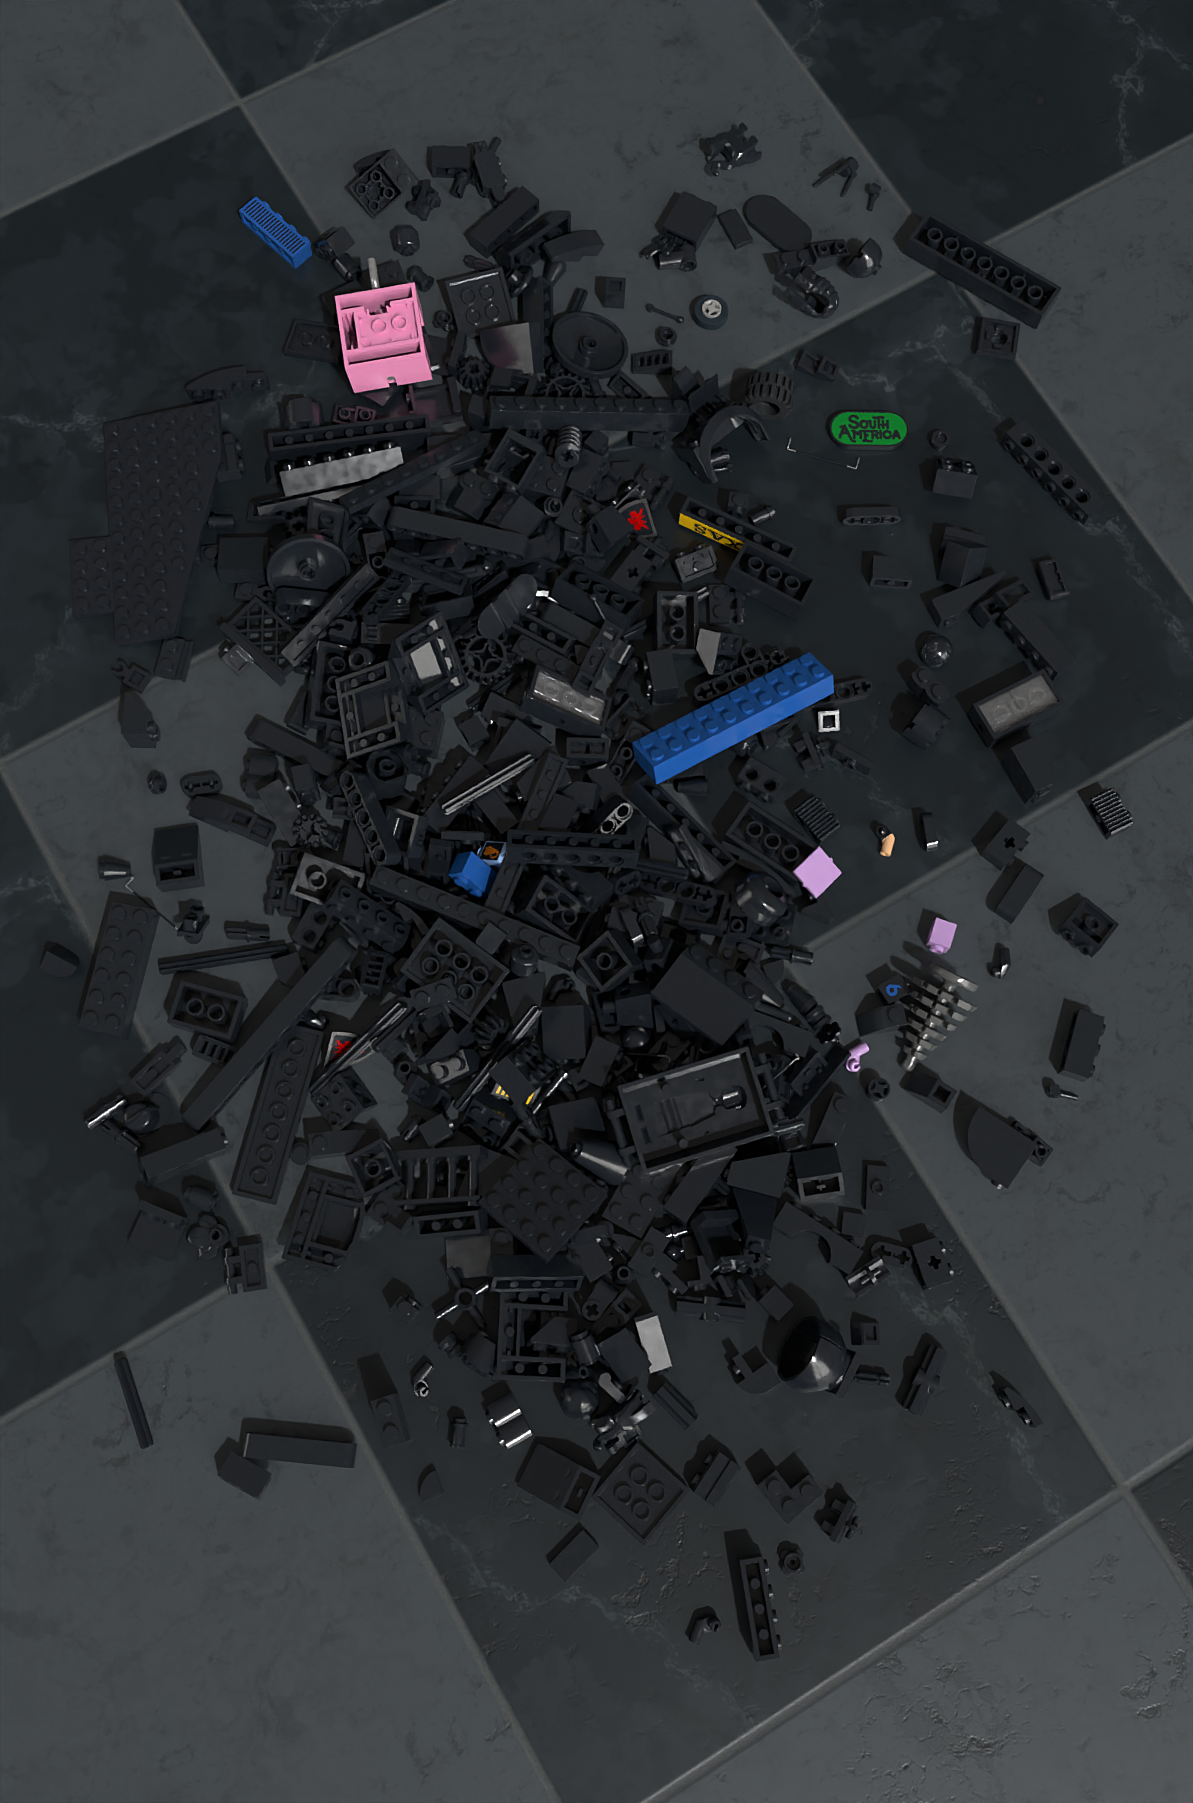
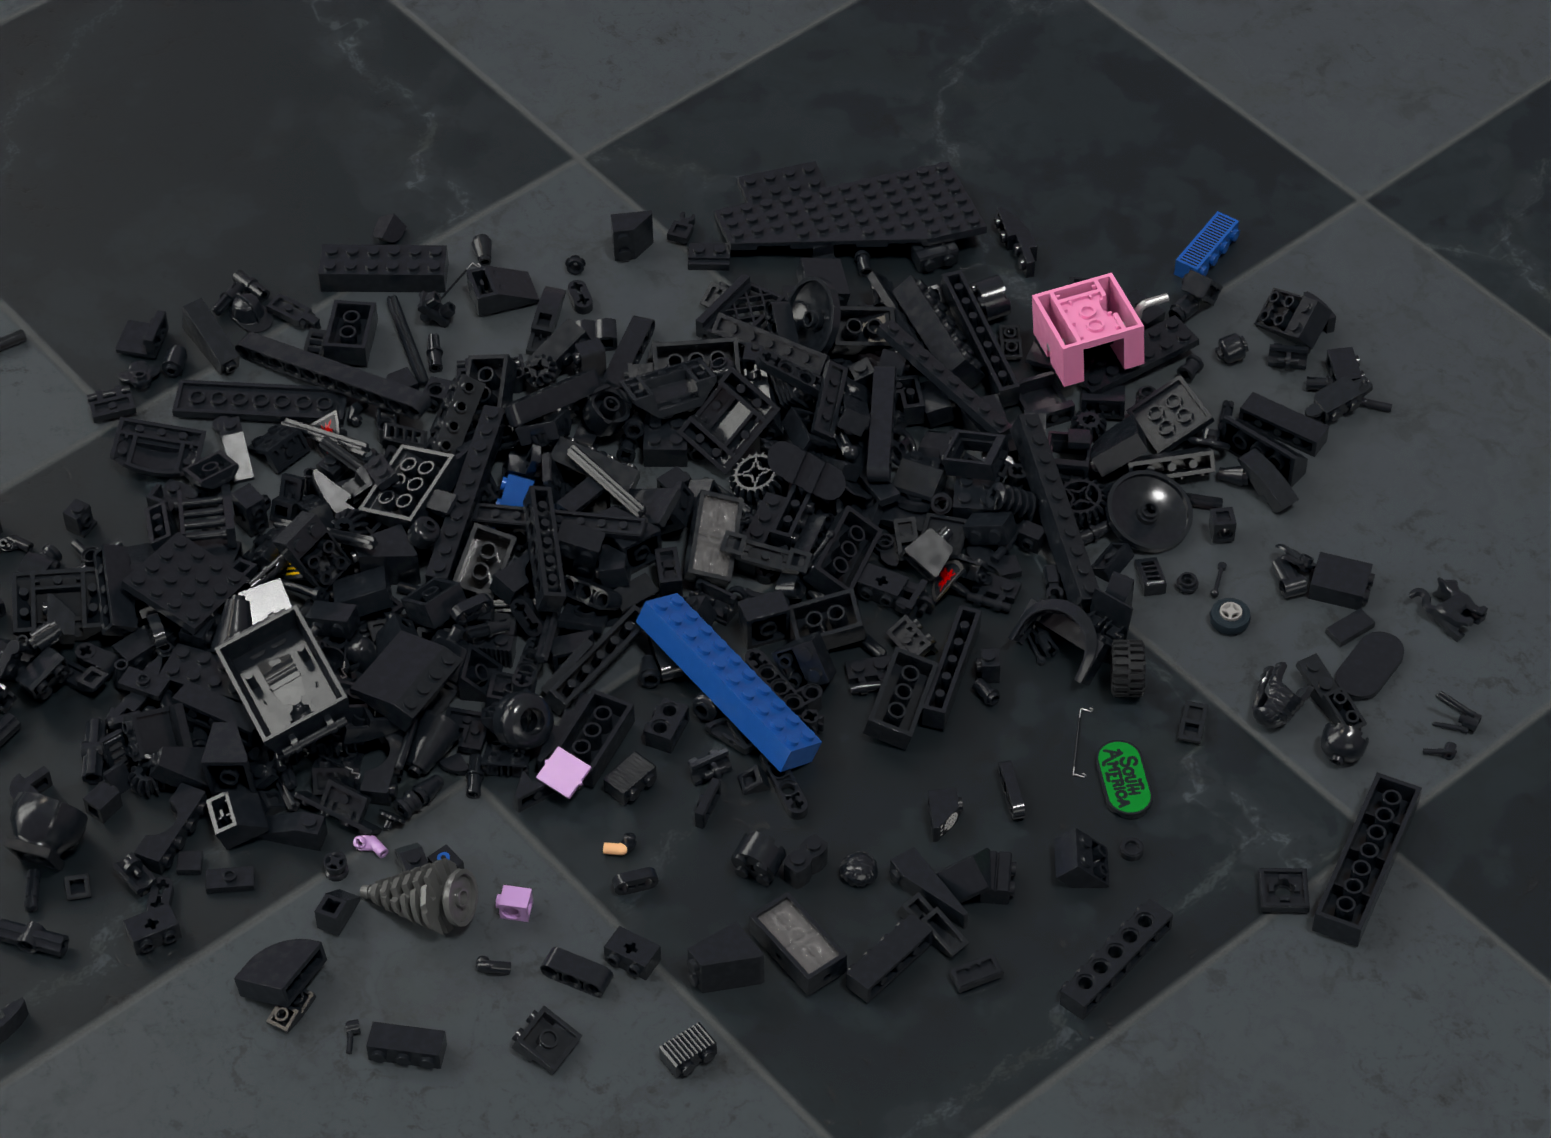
camera: 85 degrees right, 25 degrees down
(653, 1342) = (58, 703): slope -> none

